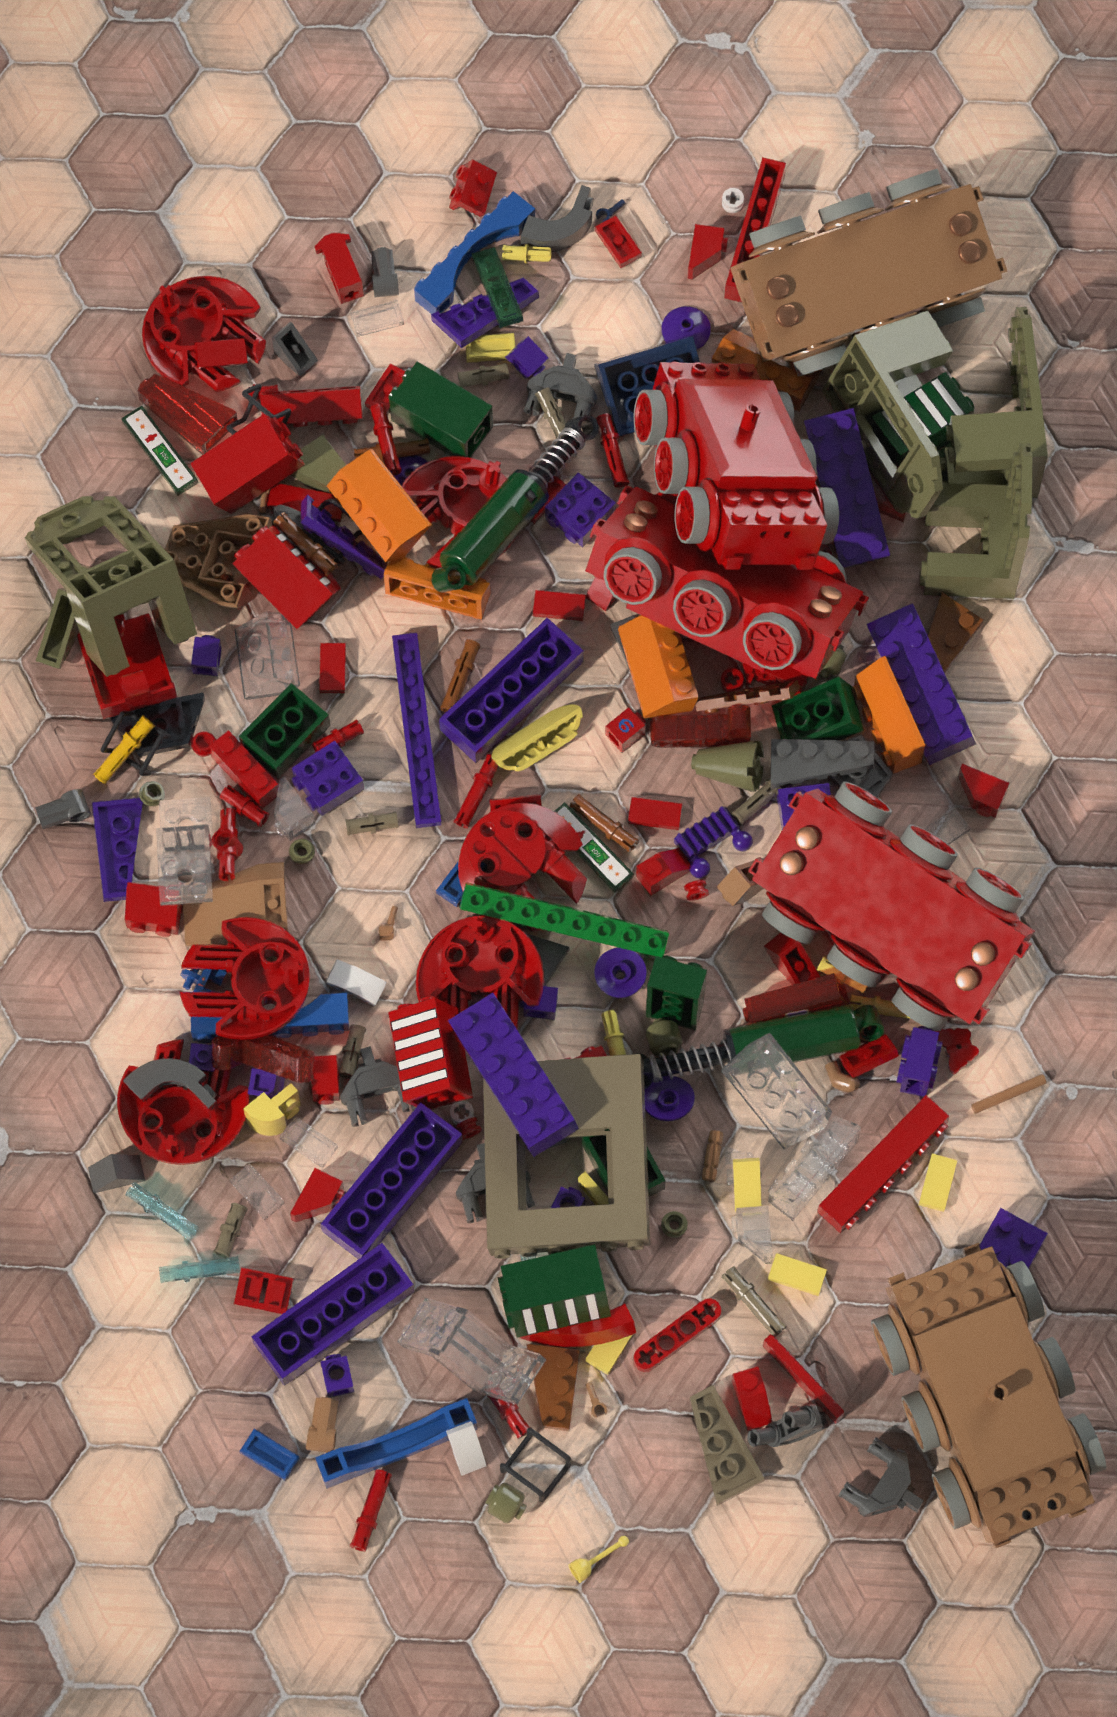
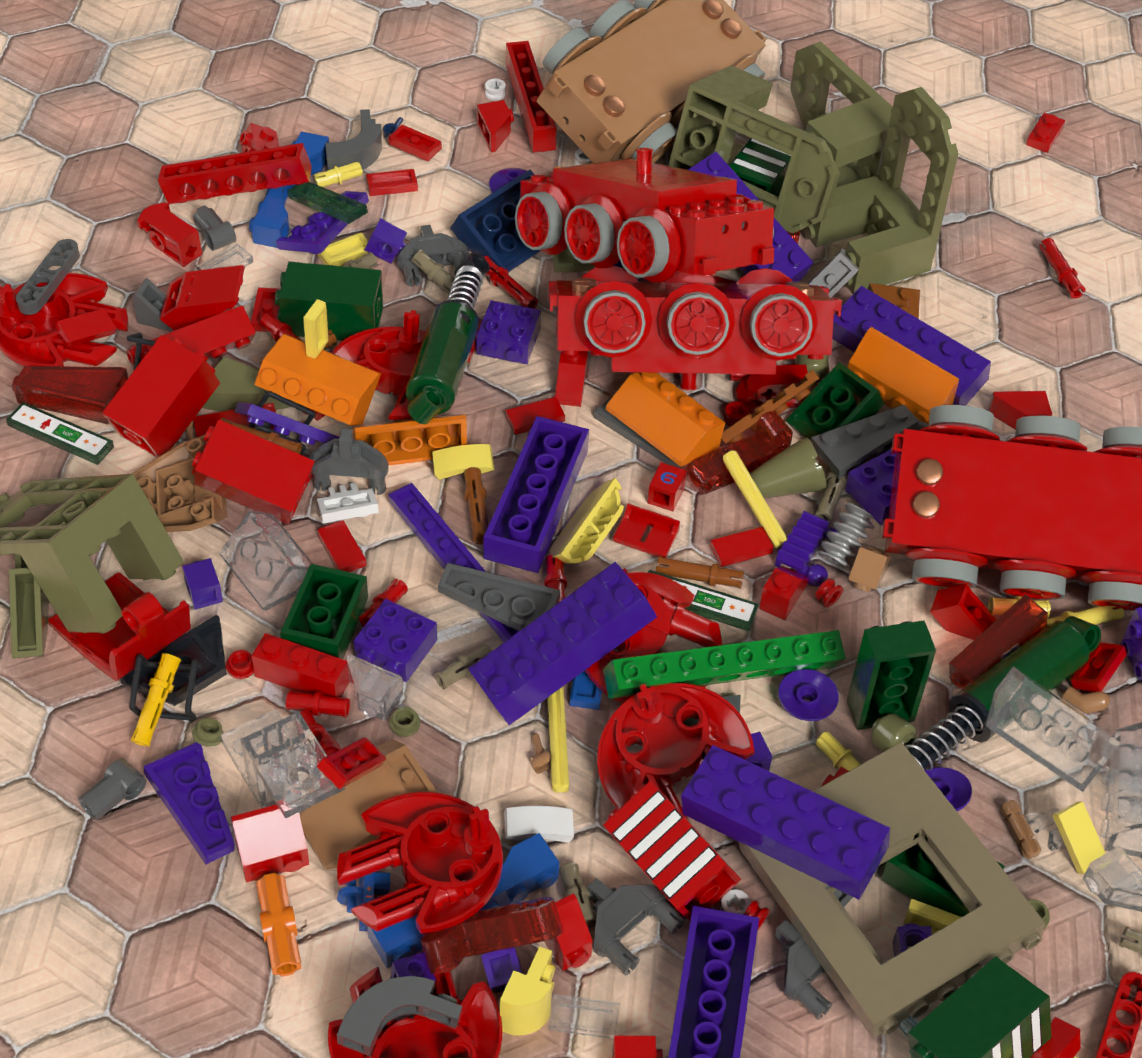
camera: 30 degrees left, 20 degrees down
(131, 973) = (278, 925): none -> orange piece
(215, 284) = (32, 298): none -> dark grey beam
(228, 882) = (351, 762): none -> red tile
(331, 361) = (201, 295): none -> red slope
(356, 628) = (347, 504): none -> white hinge
(371, 594) = (351, 459): none -> dark grey connector
(389, 467) = (316, 329): none -> light yellow tile
(409, 917) = (558, 742): none -> light yellow axle
(424, 227) = (235, 173): none -> red brick
(431, 784) = (497, 596): none -> dark grey wing
(444, 847) = (562, 643): none -> dark purple brick
(471, 627) = (457, 459): none -> light yellow slope
(573, 280) = (392, 182): none -> red tile
(574, 757) = (634, 525): none -> red piece
(687, 776) = (754, 498): none -> light yellow axle
(739, 850) = (847, 535): none -> light grey piece
(900, 575) = (835, 272): none -> light grey panel

